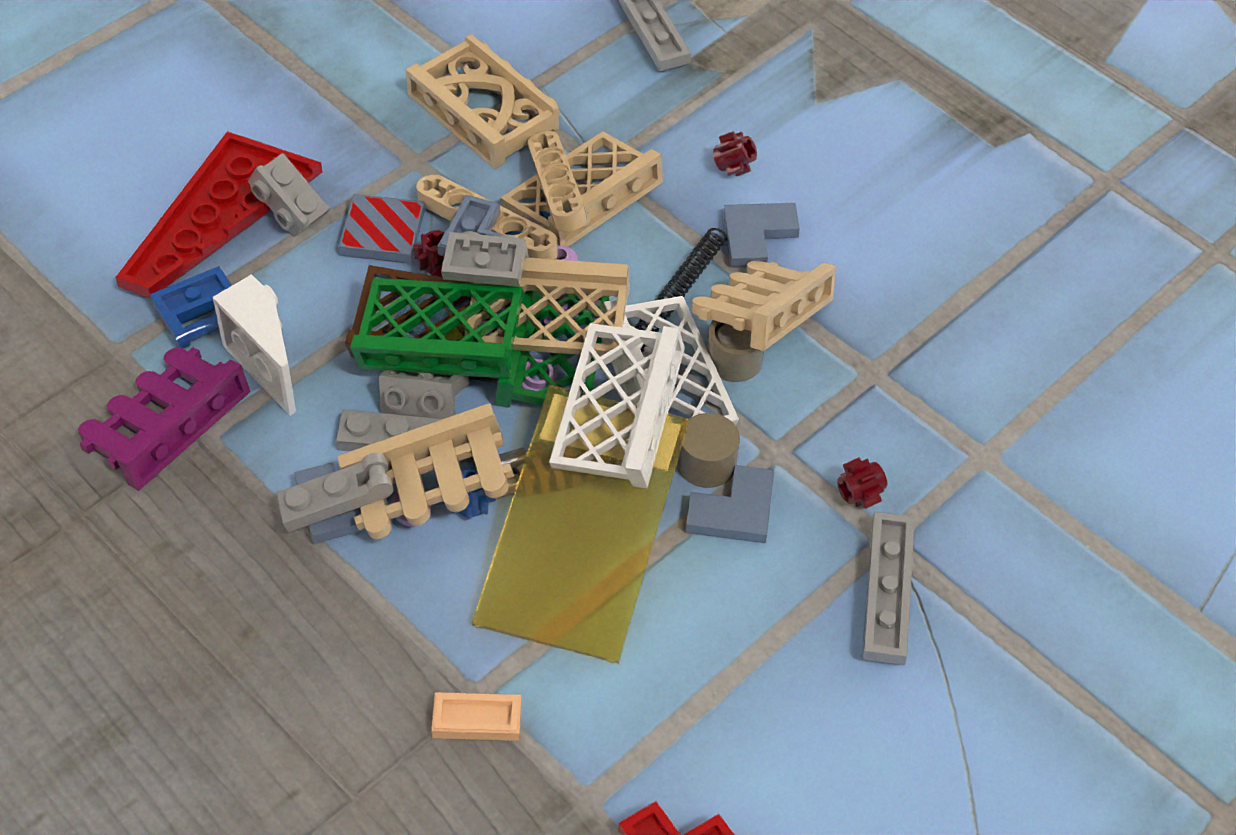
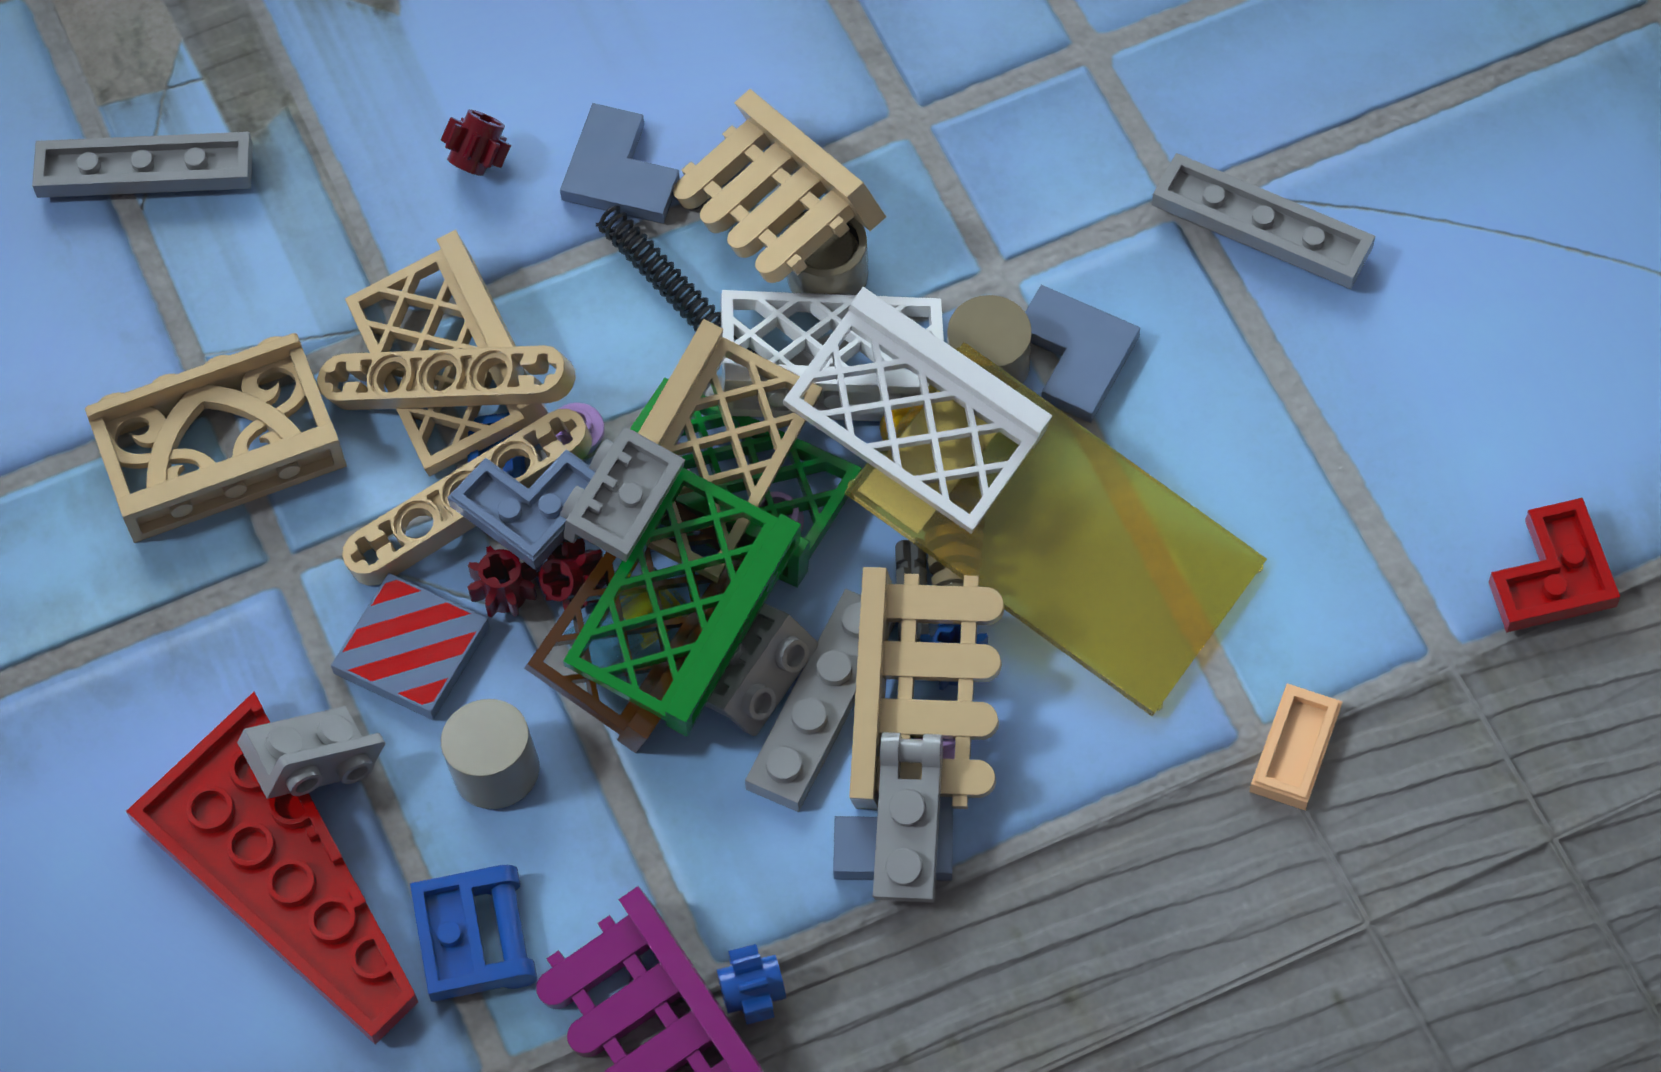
camera: 65 degrees left, 10 degrees up
(199, 447) = (751, 984): none -> blue gear
(254, 336) = (604, 847): white slope -> none
(315, 277) = (490, 753): none -> piece
(862, 483) = (1103, 191): dark red gear -> none

